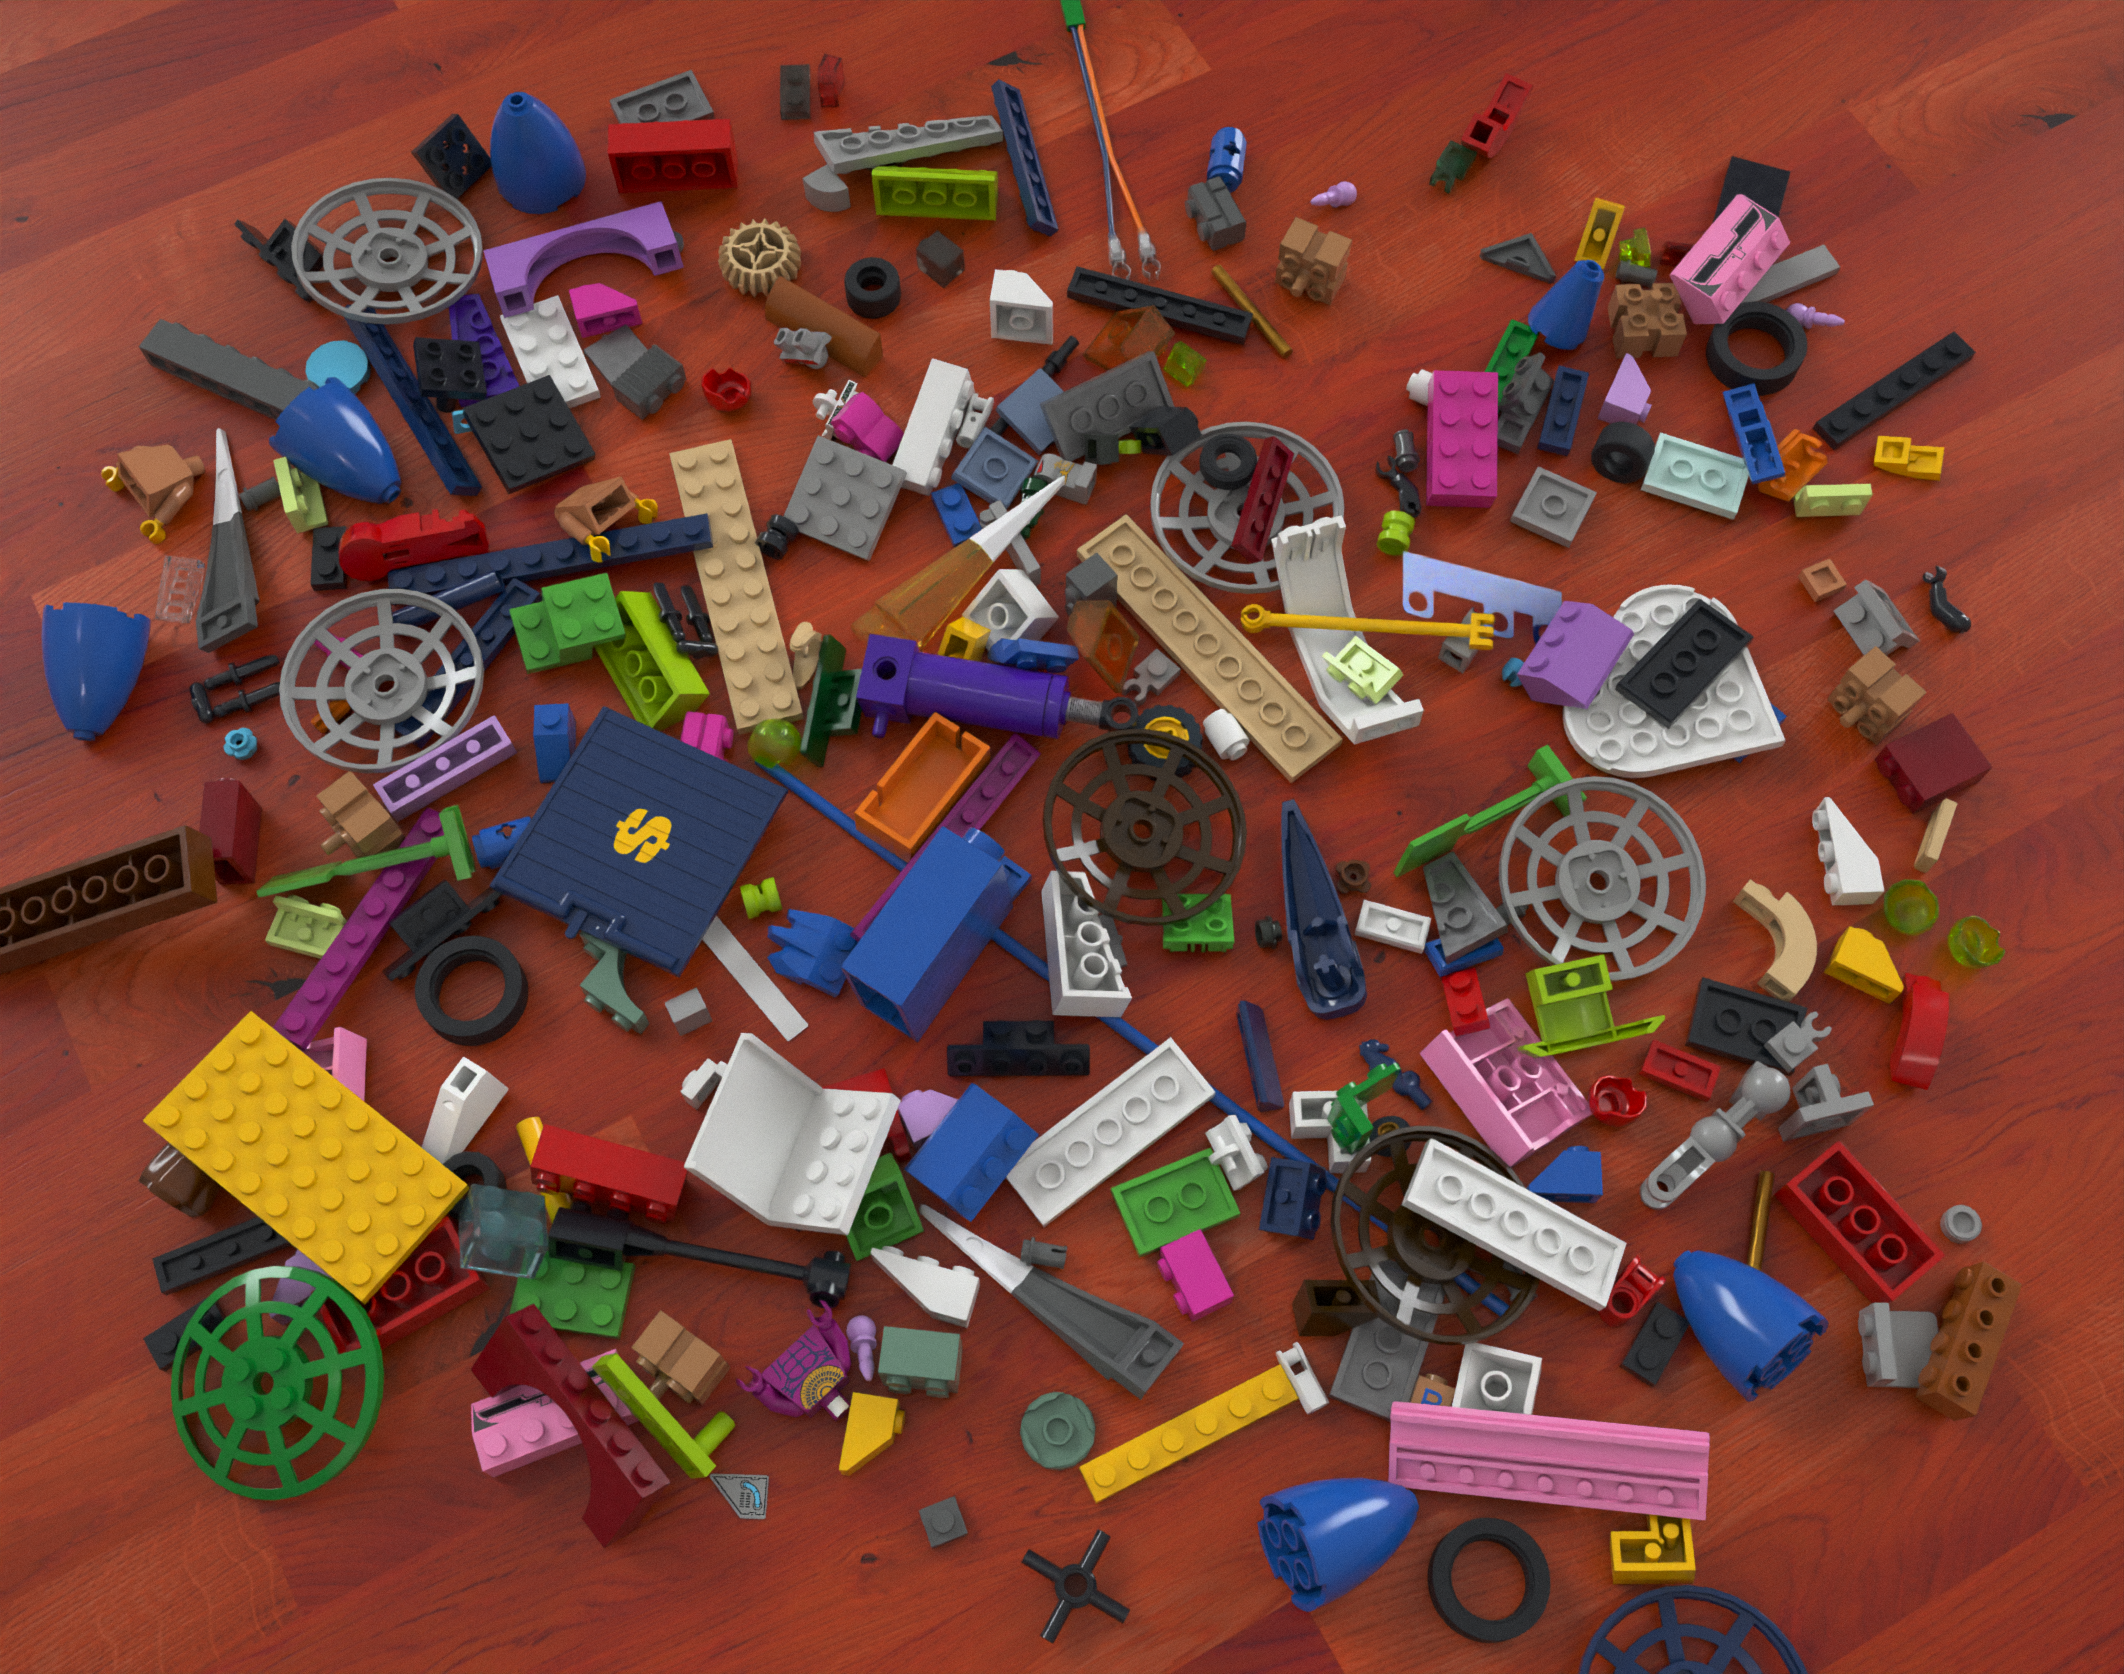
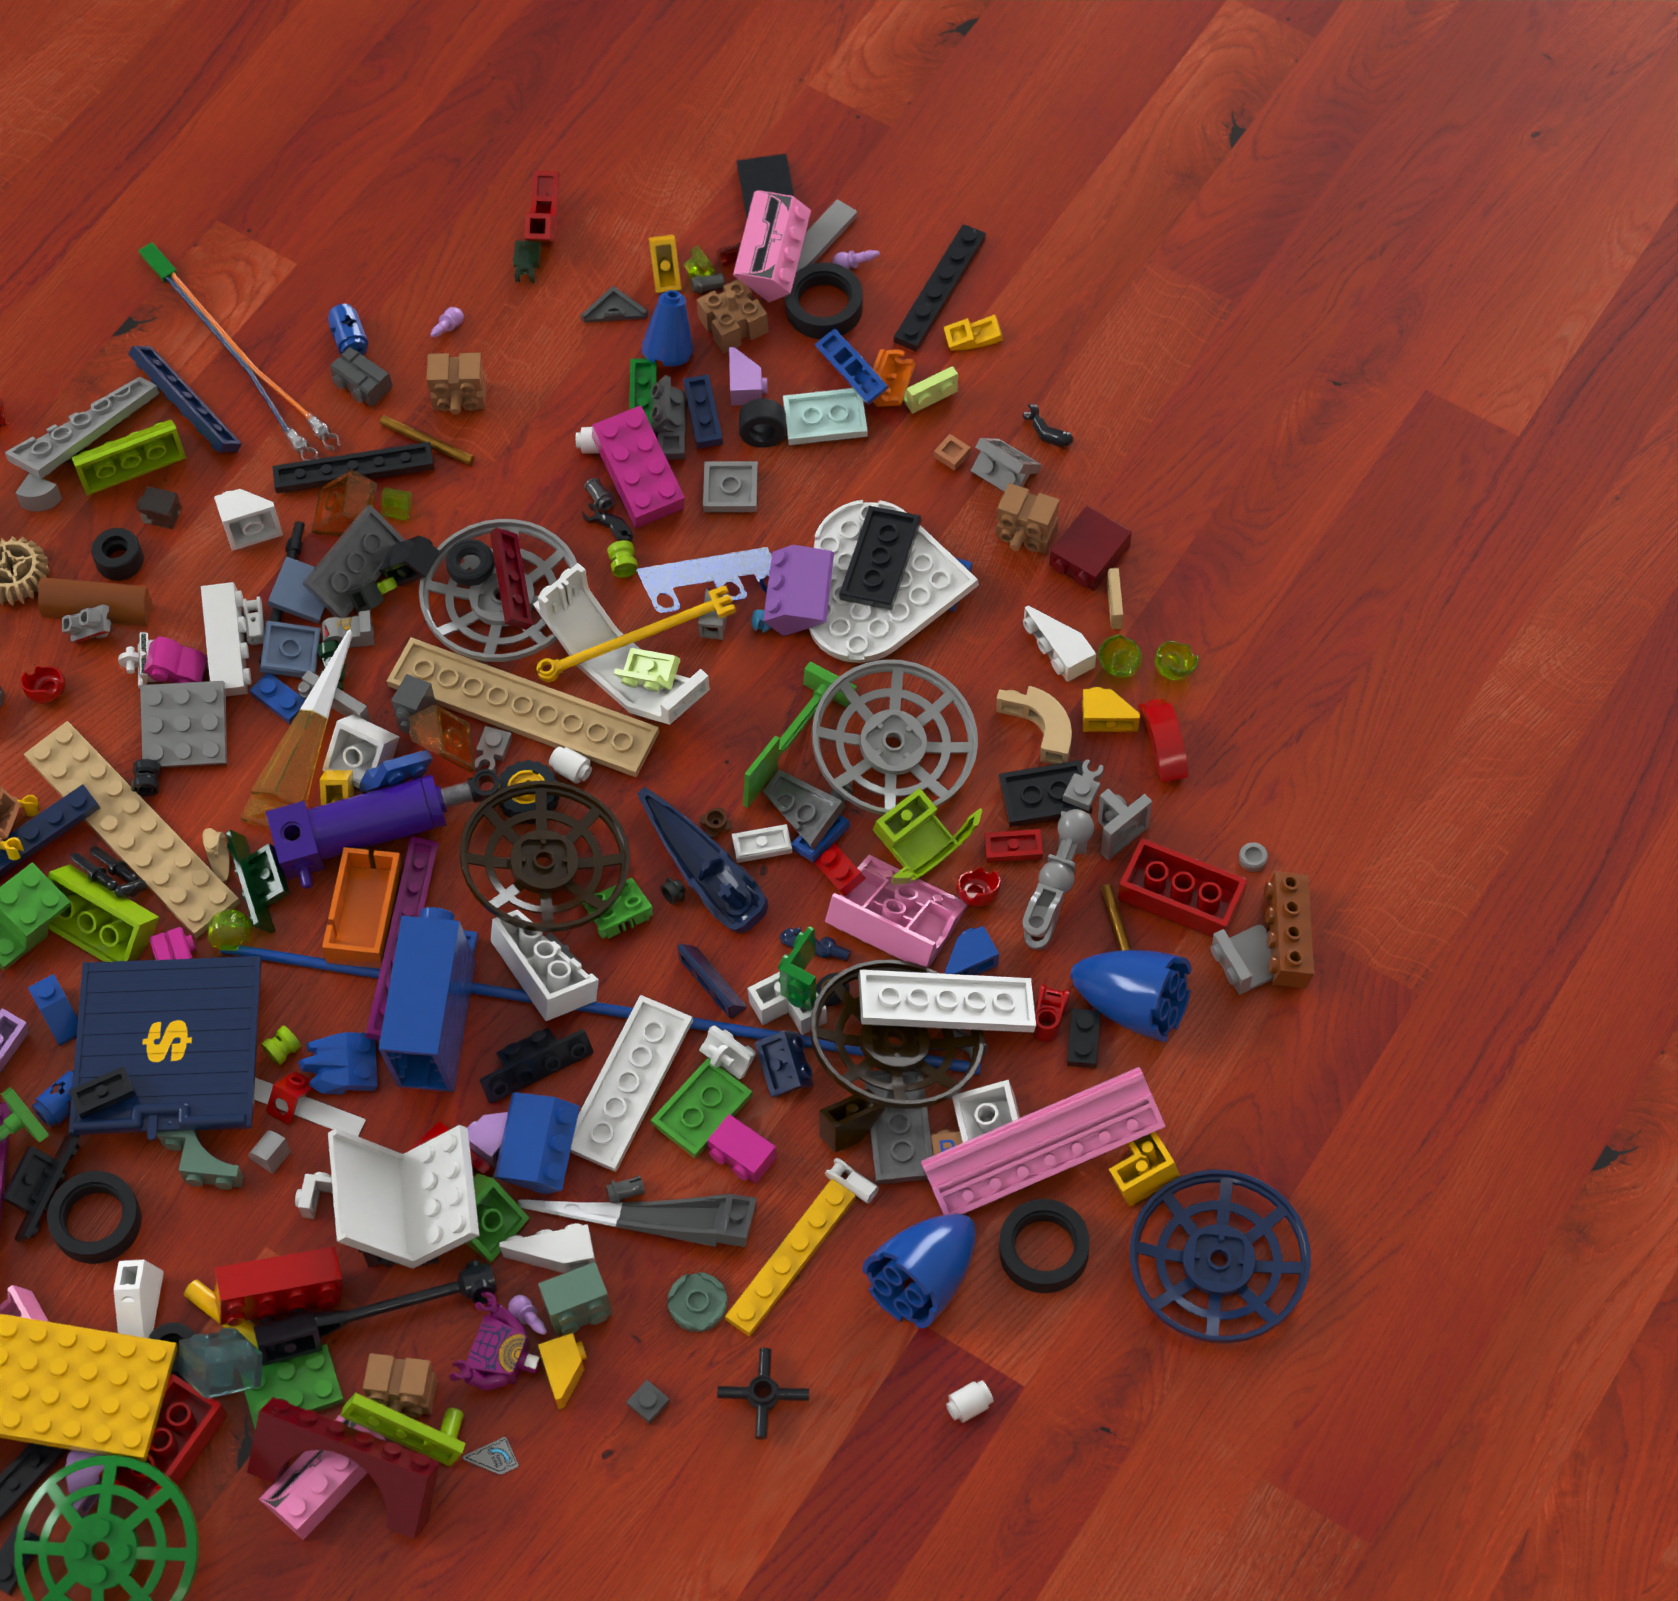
camera: 25 degrees left, 5 degrees down
(543, 860) = (102, 1092): none -> black plate
(744, 953) = (290, 1090): none -> red bracket

